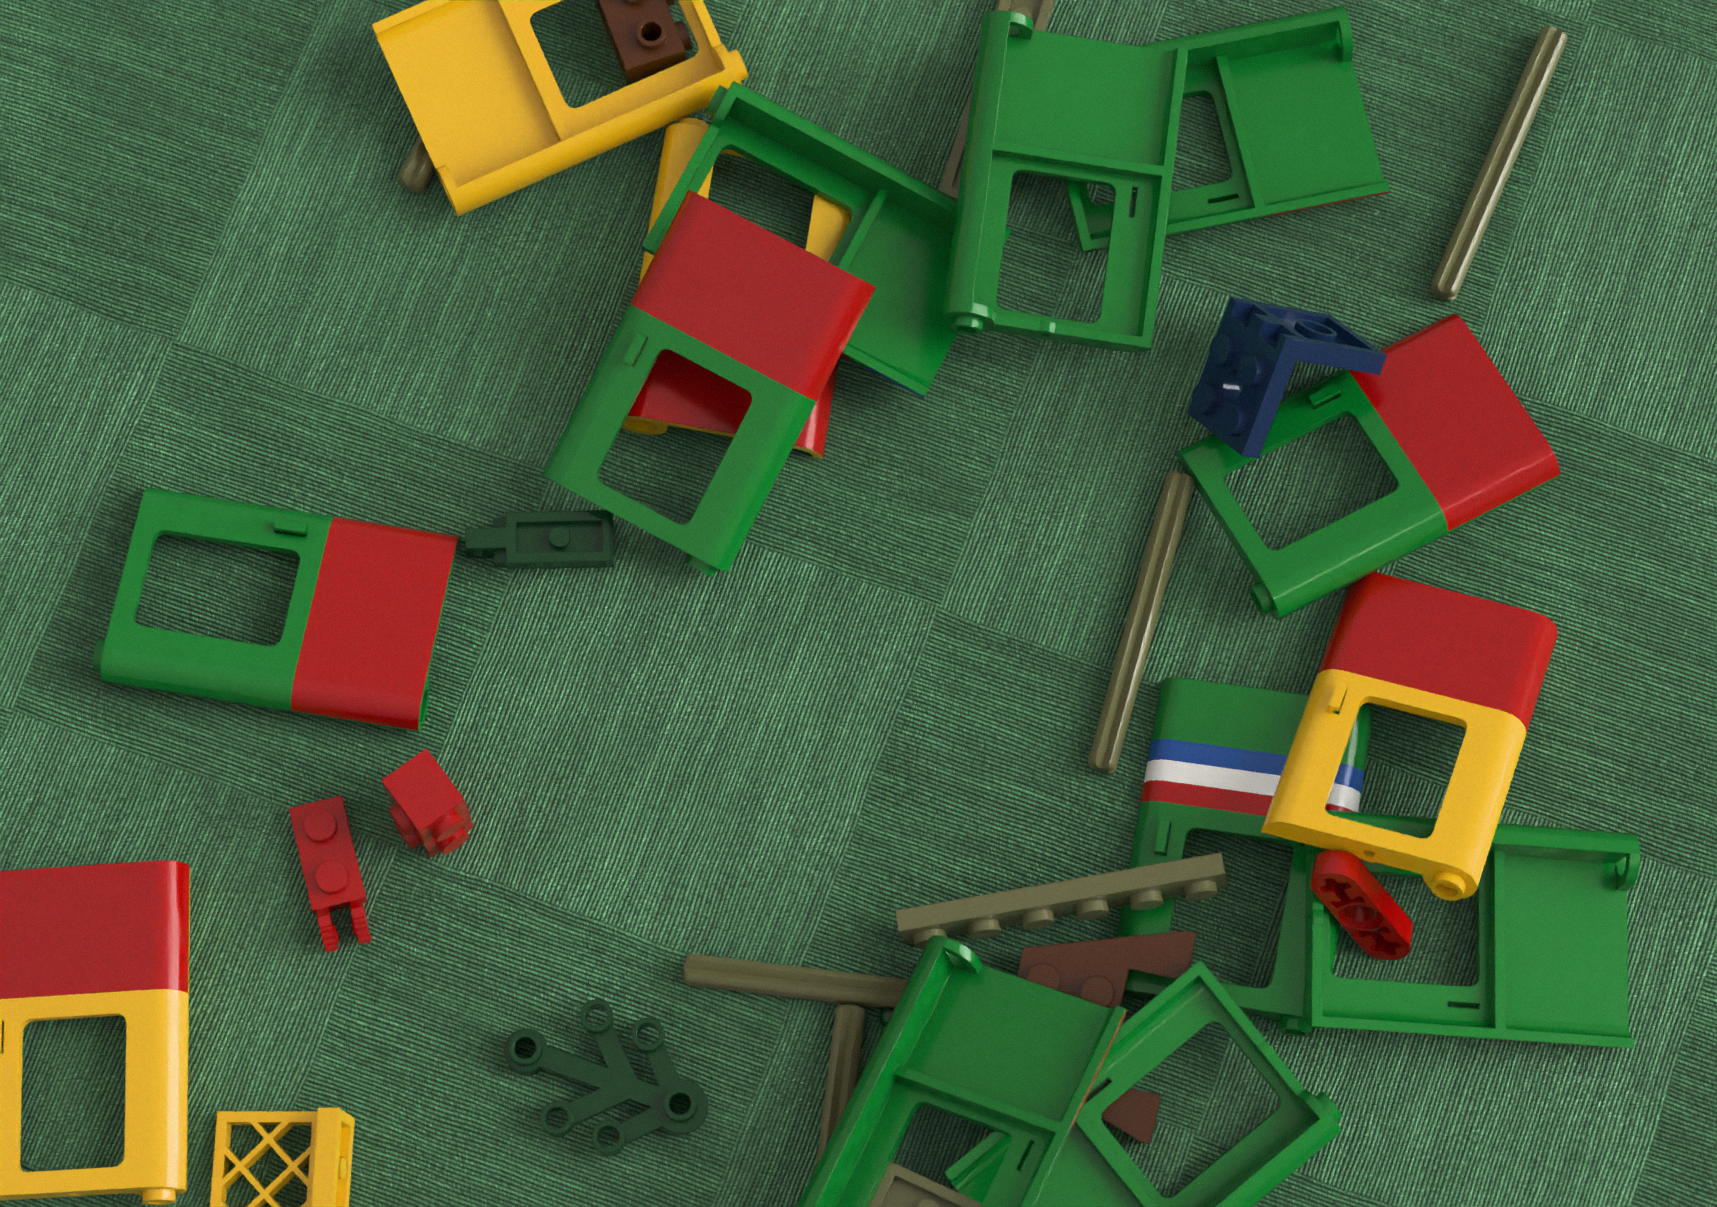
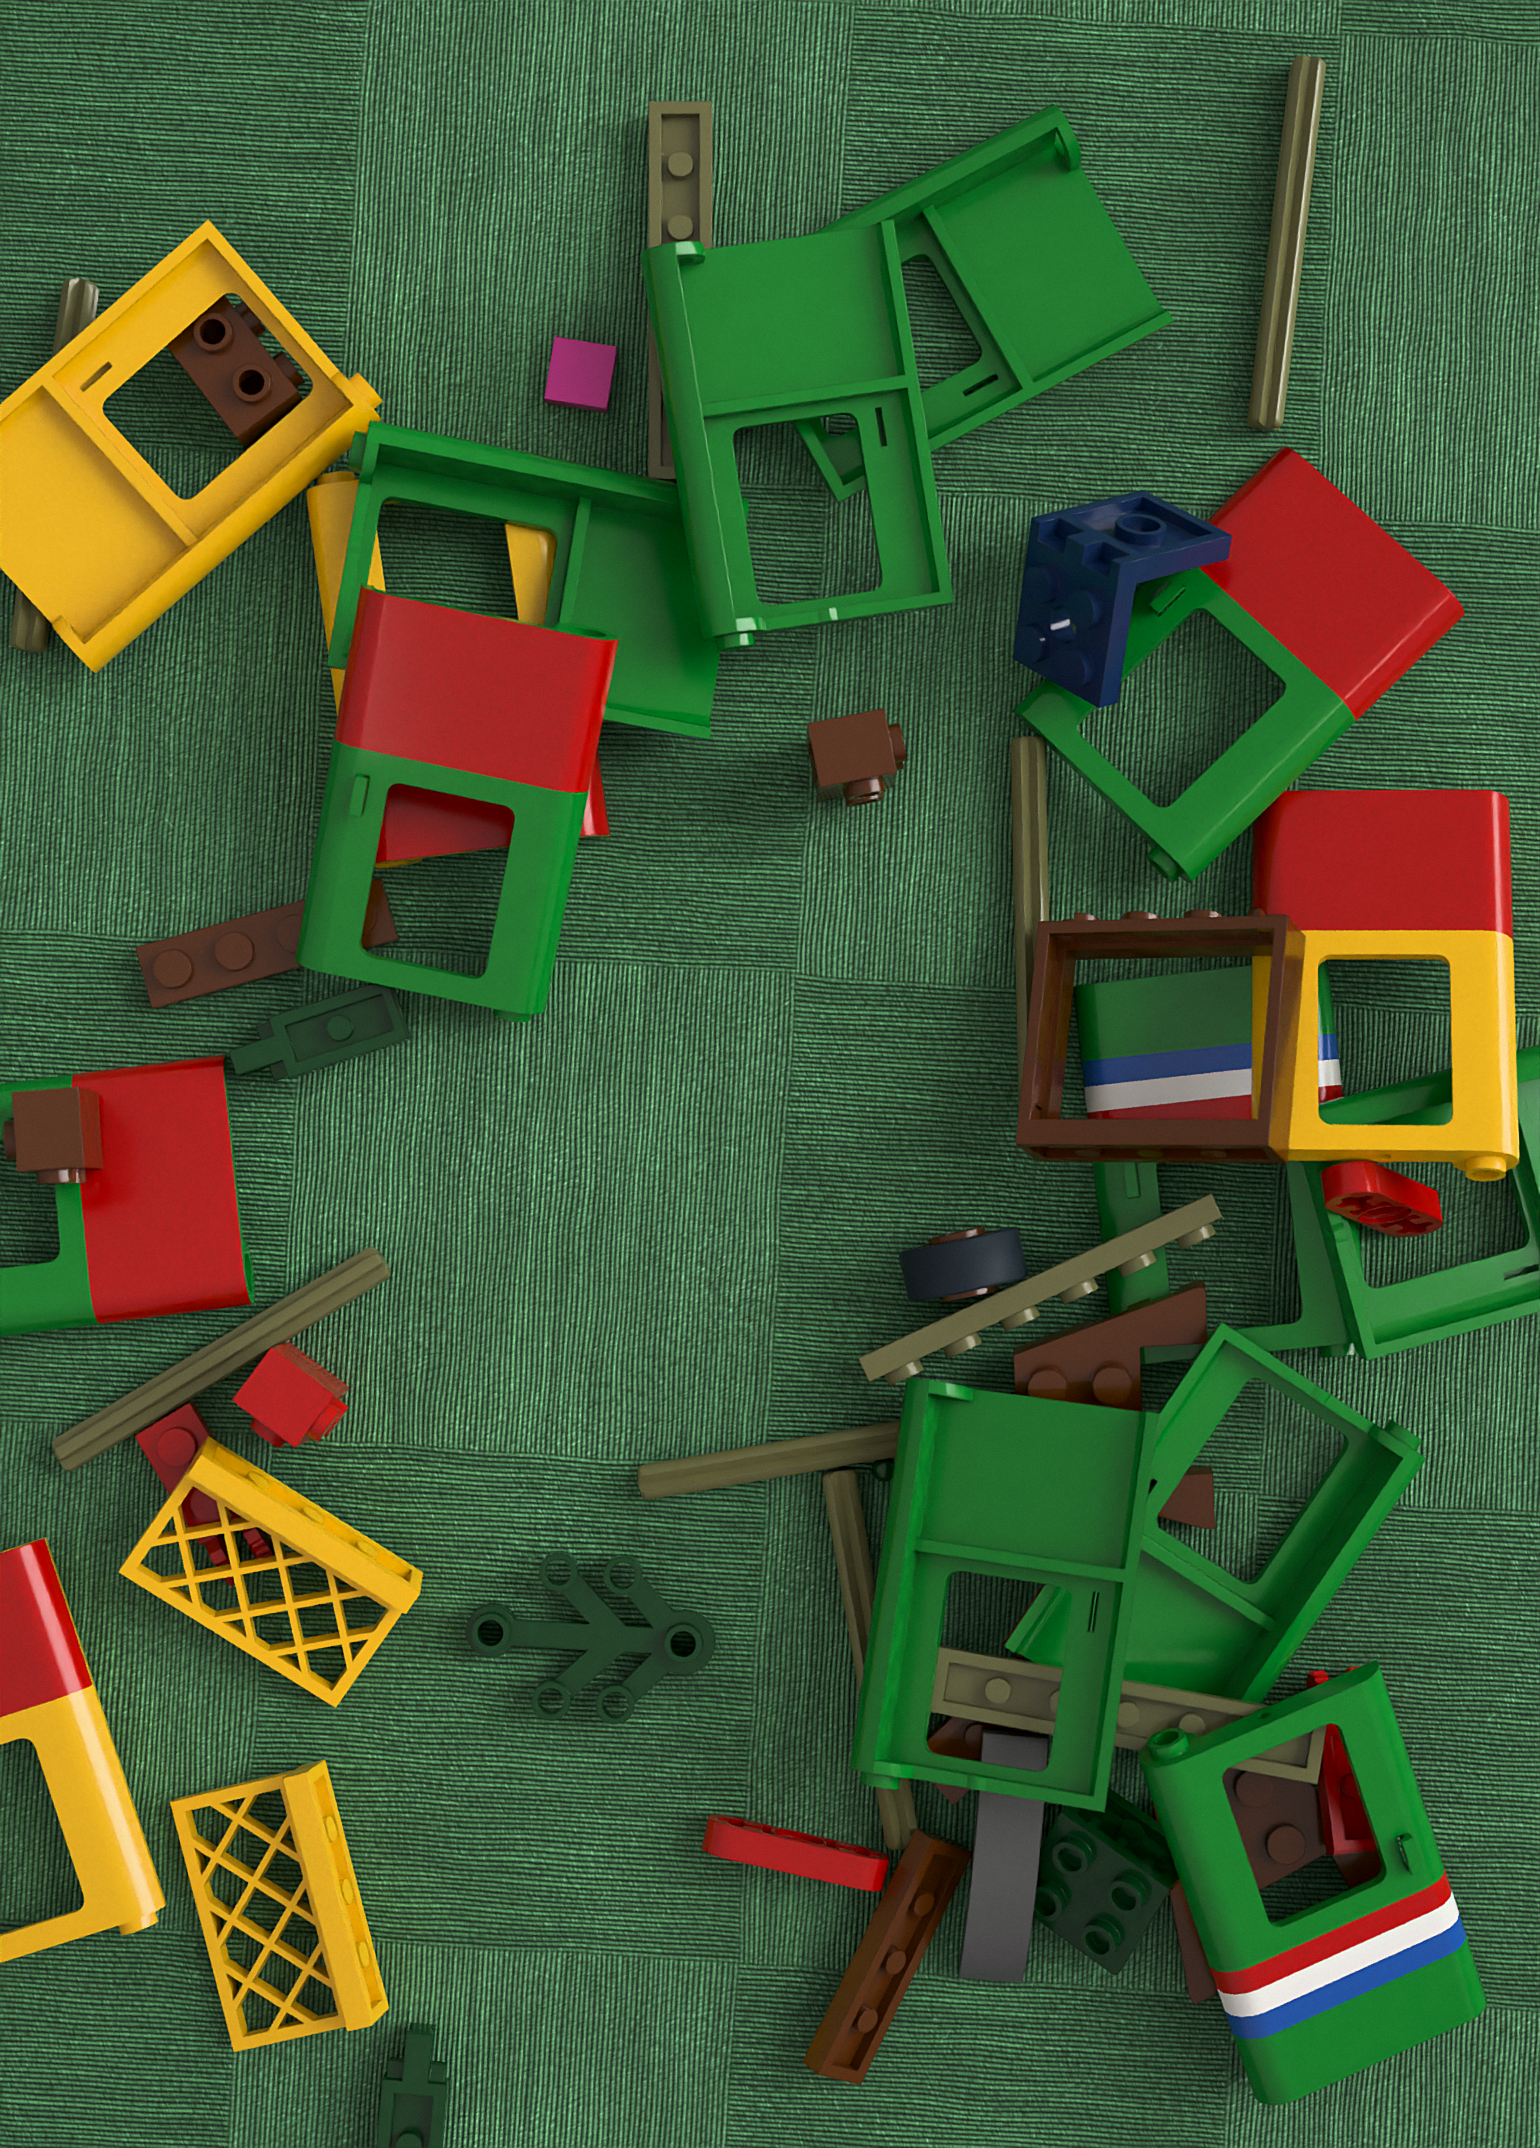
camera: 20 degrees left, 15 degrees up
(311, 538) = (55, 1134): none -> reddish brown brick
(370, 770) = (220, 1359): none -> olive axle
(400, 916) = (299, 1525): none -> yellow fence
(503, 461) = (243, 950): none -> reddish brown plate
(910, 105) = (581, 374): none -> dark pink tile
(1002, 860) = (963, 1264): none -> black wheel
(1036, 442) = (855, 756): none -> reddish brown brick
(1200, 792) = (1158, 1140): none -> reddish brown window

